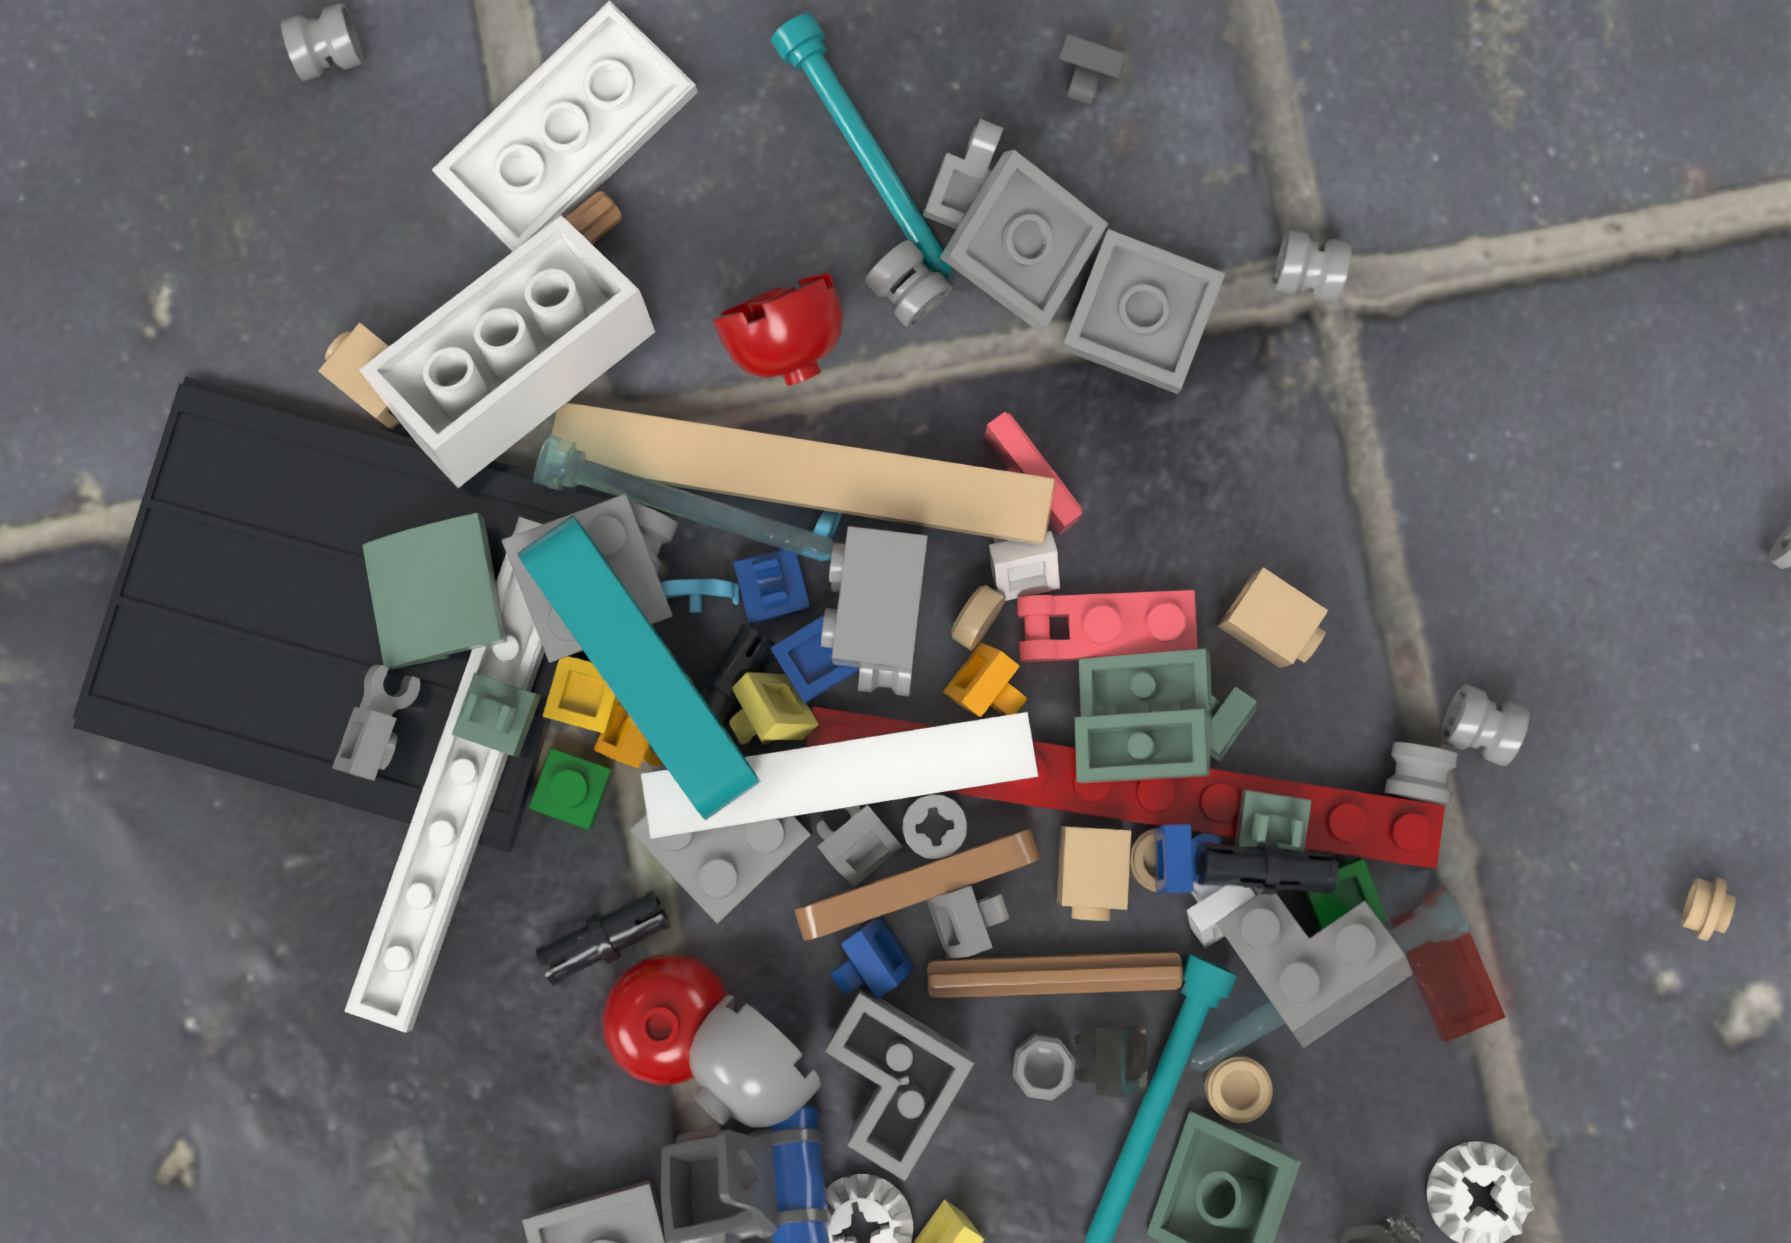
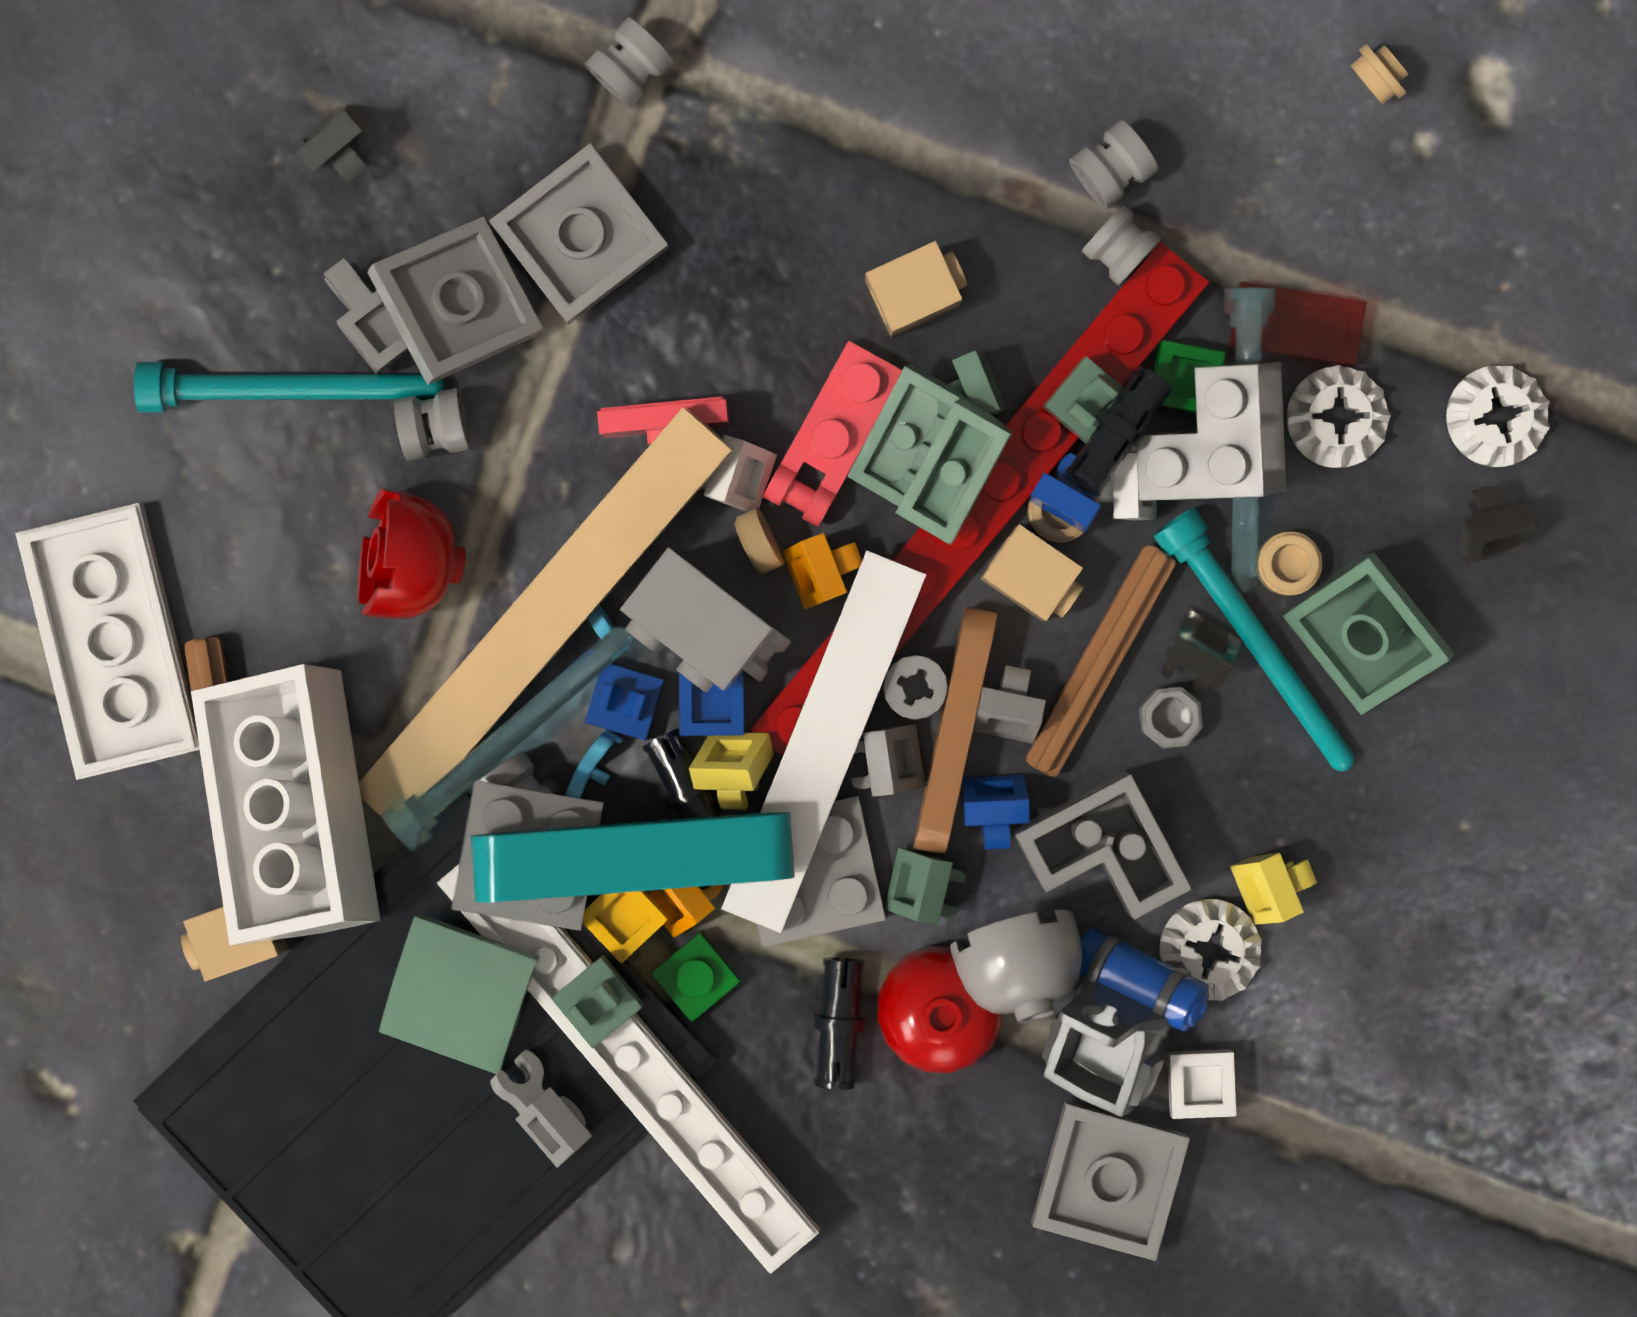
camera: 60 degrees left, 5 degrees up
(764, 936) = (920, 887): none -> sand green tile
(1362, 1047) = (1318, 438): none -> white gear

